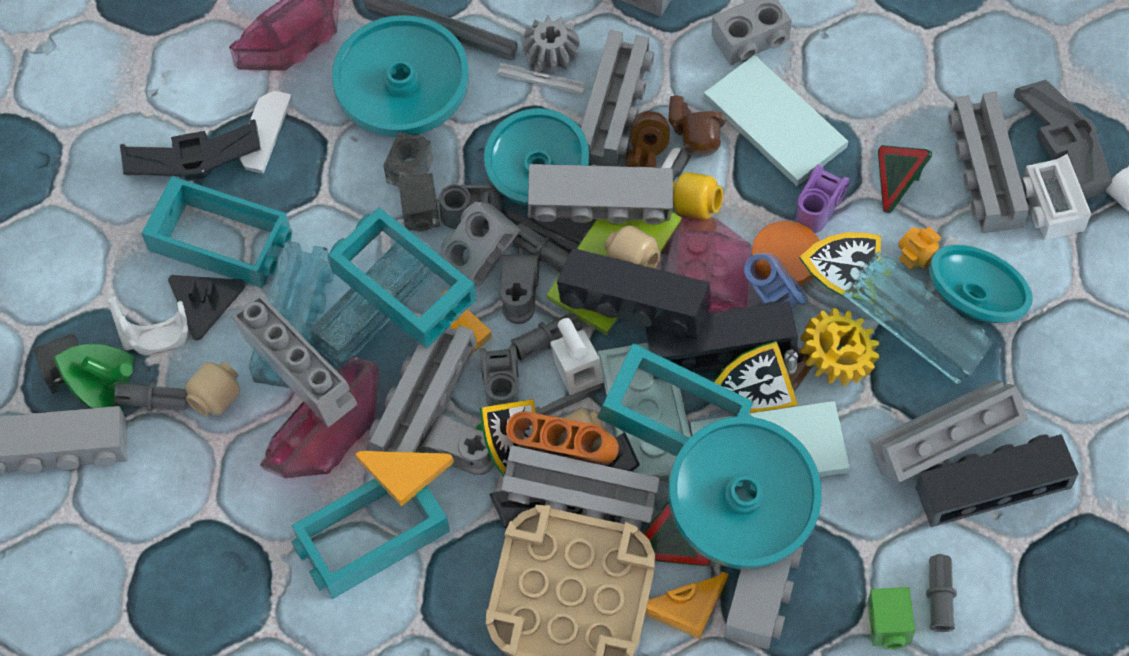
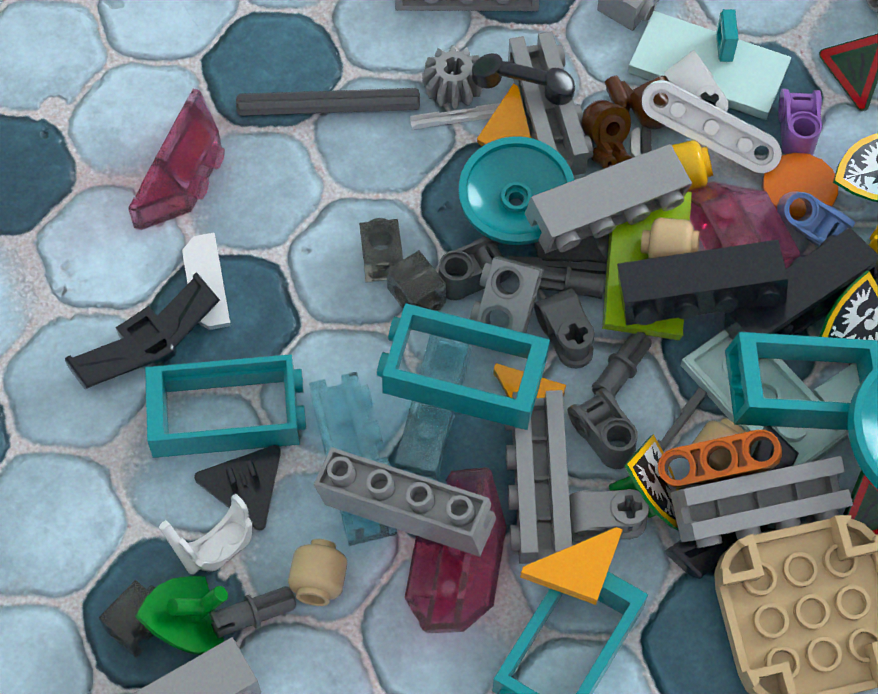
camera: 30 degrees left, 0 degrees up
(400, 75) = (324, 167): teal dish -> none
(573, 98) = (507, 120): none -> light orange tile
(576, 358) = (672, 375): white brick -> none
(622, 81) = (558, 83): none -> black bar
(731, 170) = (711, 126): none -> white plate
(745, 129) = (695, 78): none -> white piece
(796, 99) = (727, 35): none -> teal tile

